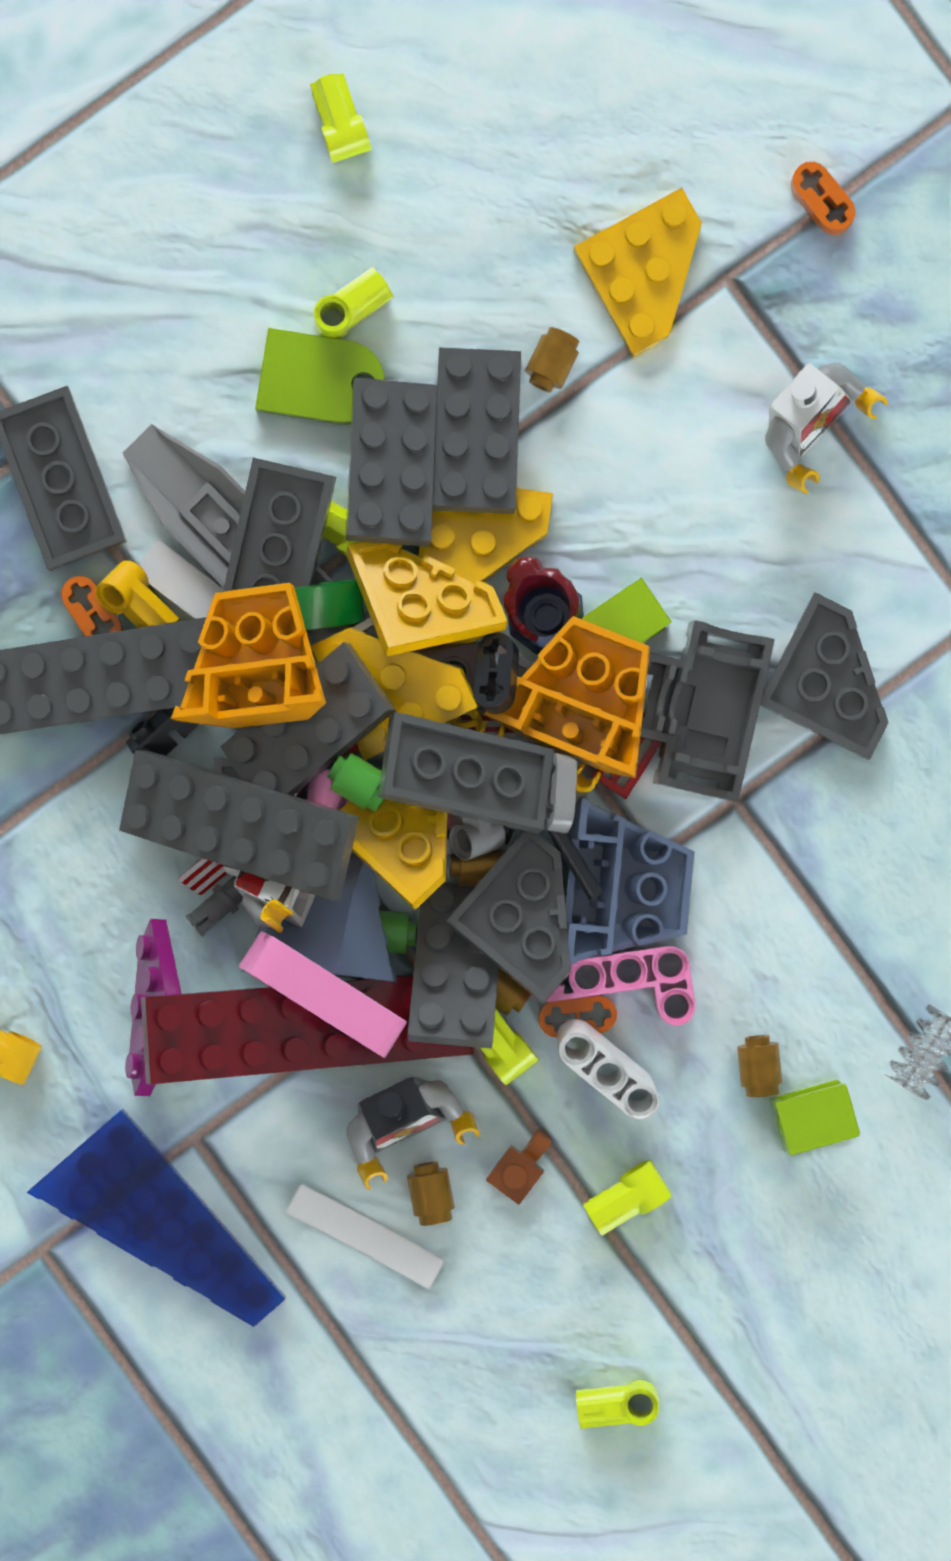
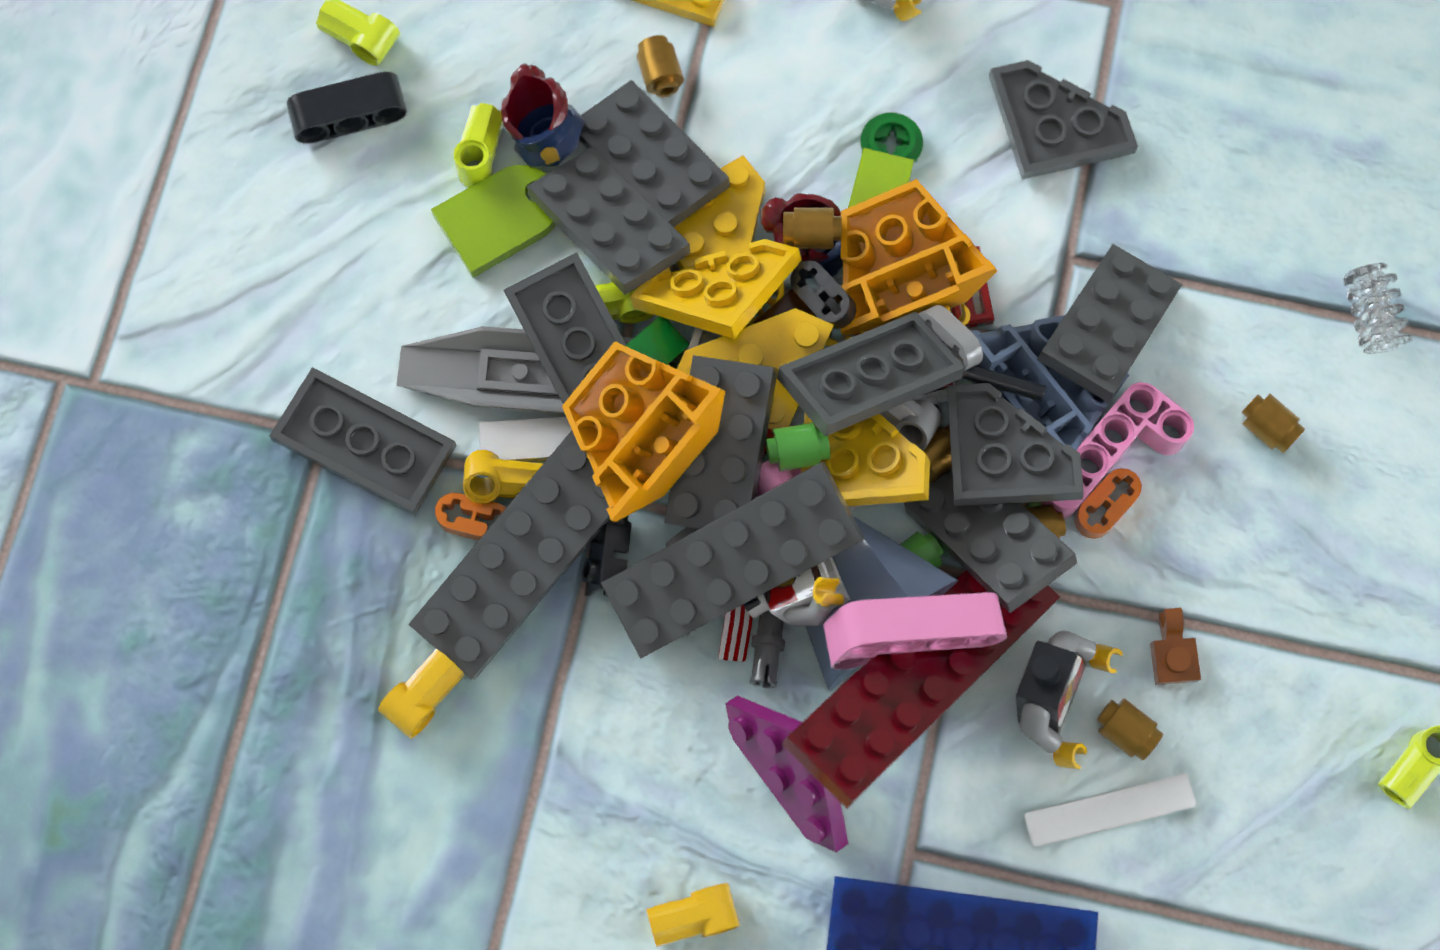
camera: 45 degrees left, 15 degrees down
(274, 181) = (346, 107): none -> black beam
(414, 327) = (540, 118): none -> piece
(509, 1052) = (1089, 576): neon yellow piece -> none
(534, 612) = (811, 228): none -> pearl gold brick
(615, 1086) = (1187, 510): white beam -> none
(637, 1192) = (1276, 592): neon yellow piece -> none
(681, 563) = (905, 133): none -> green gear
(706, 709) = (998, 205): dark grey piece -> none
(708, 882) = (1109, 322): none -> dark grey plate
(815, 1117) = (1347, 422): lime piece -> none

